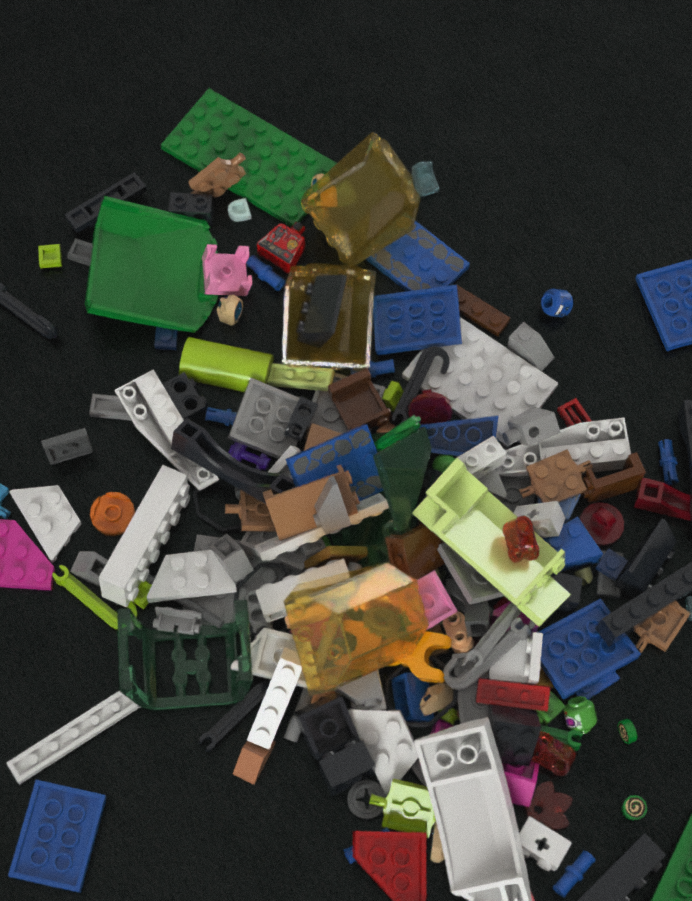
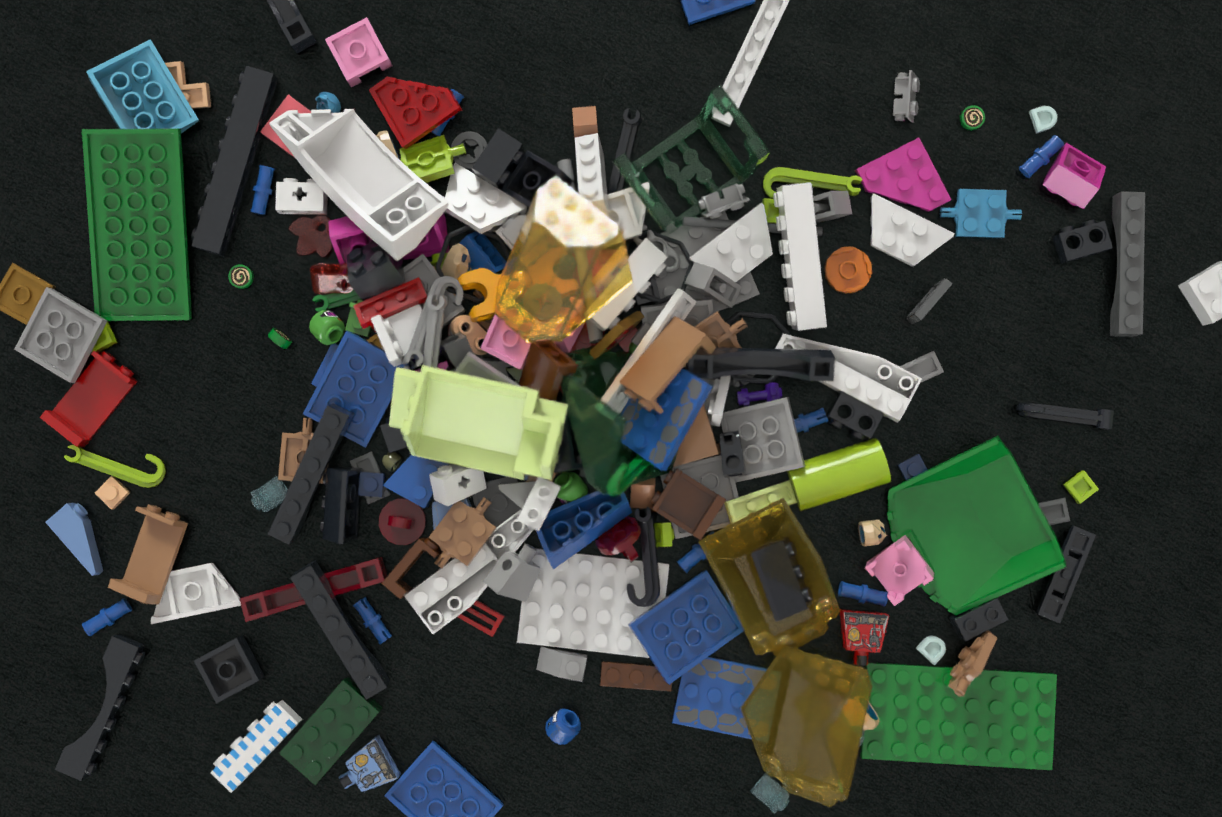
camera: 150 degrees right, 20 degrees up
(330, 508) = (642, 363): light grey slope -> none
(520, 538) = (455, 442): clear red piece -> none

